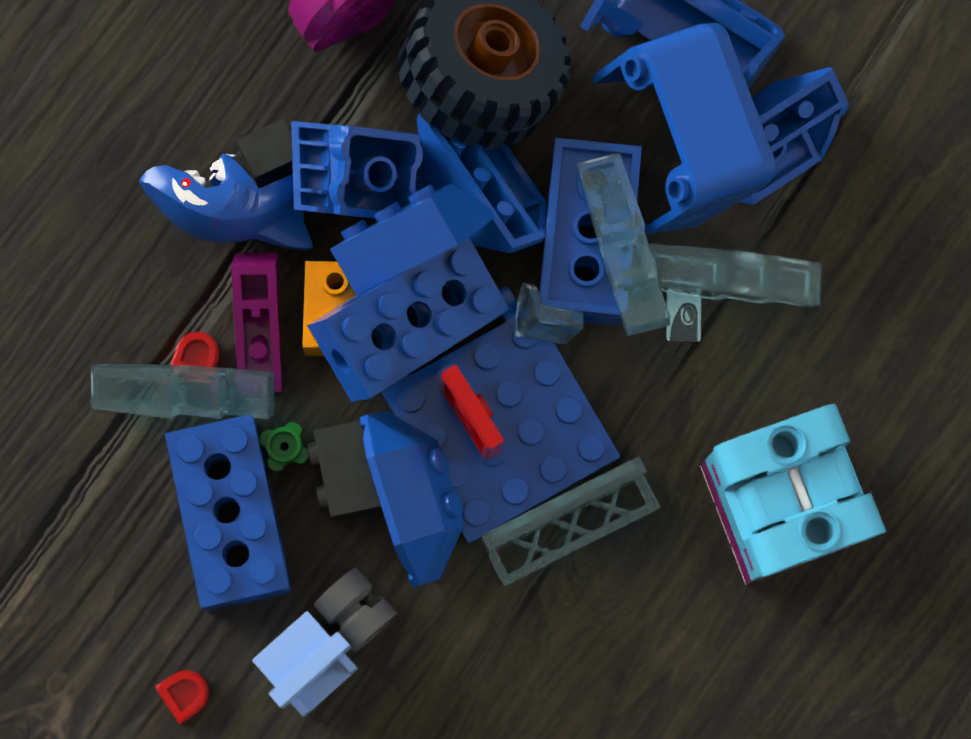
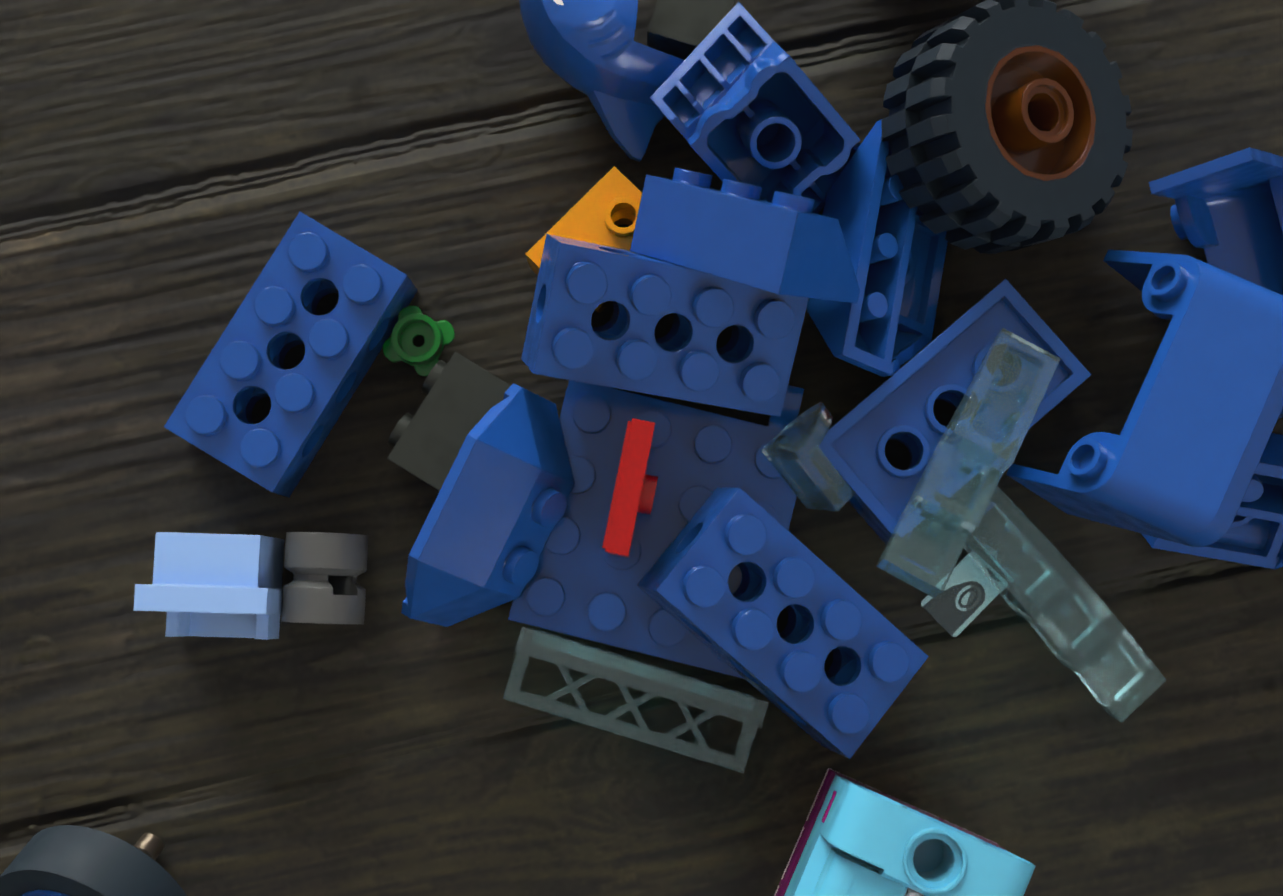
camera: 50 degrees right, 5 degrees up
(181, 389) = (370, 186): clear light blue slope -> none
(184, 694) = (82, 498): red tile -> none
(197, 350) = (421, 166): red tile -> none
(258, 313) = (513, 183): magenta slope -> none
(623, 387) = (824, 615): none -> blue brick

